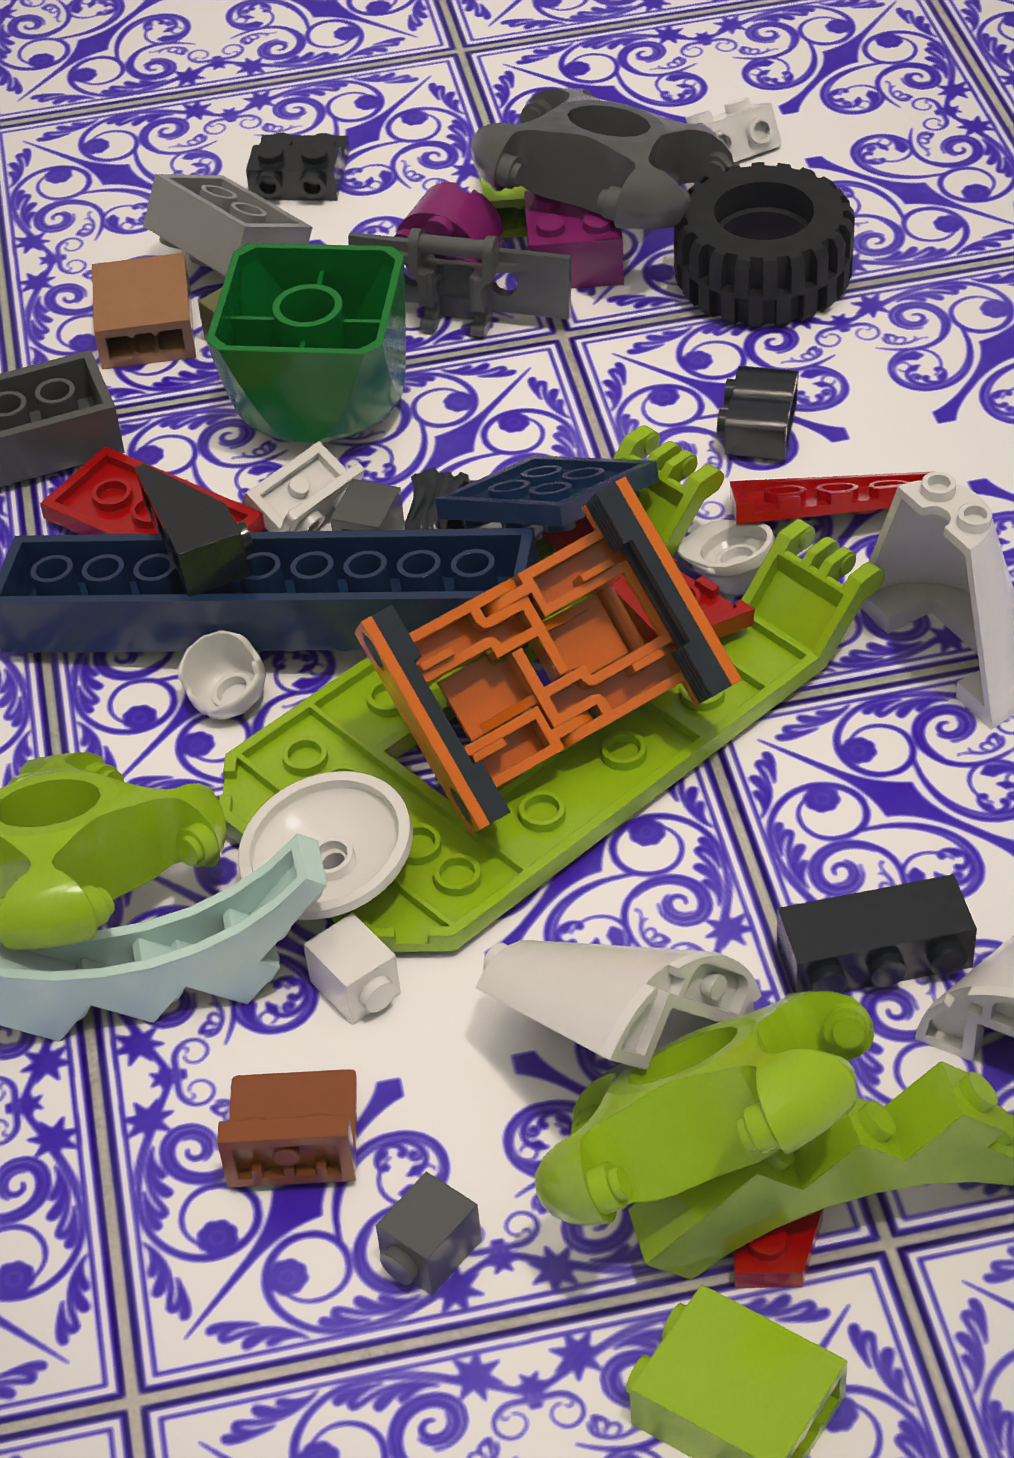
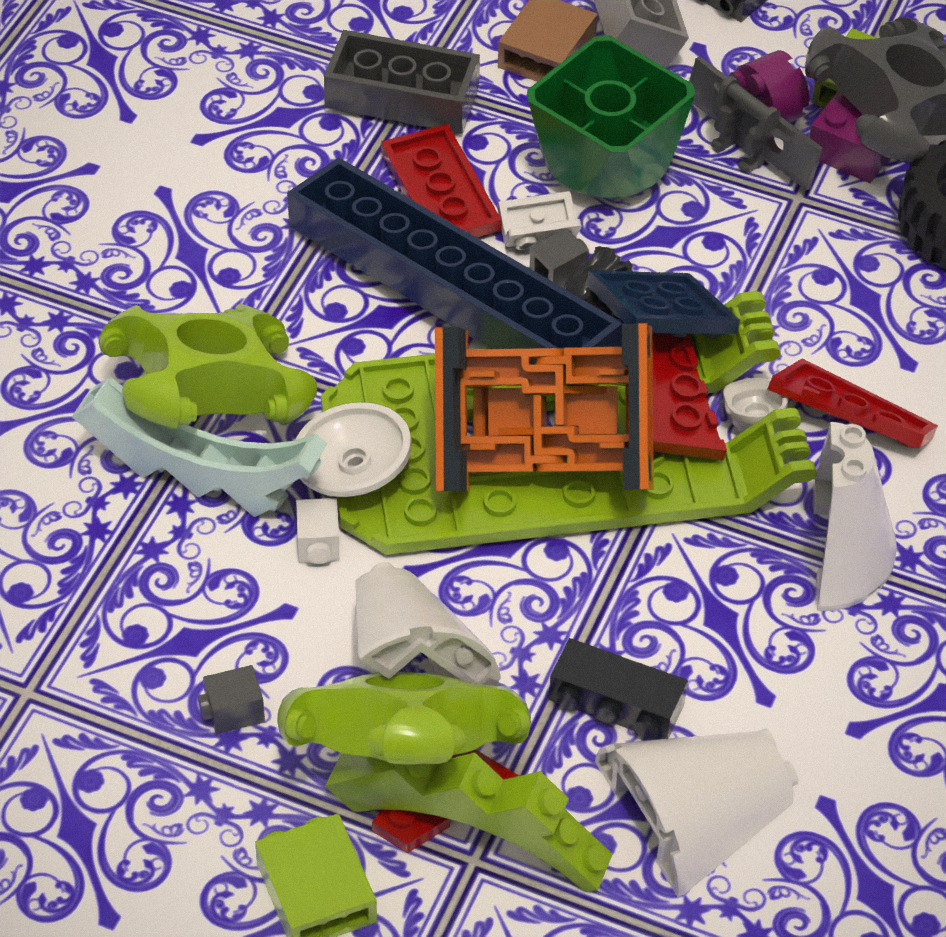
camera: 30 degrees right, 5 degrees up
(196, 532) = (424, 217): black slope -> none
(222, 674) = (391, 312): white hair -> none
(290, 1128) = (212, 599): dark orange bracket -> none
(758, 412) = (864, 322): black brick -> none

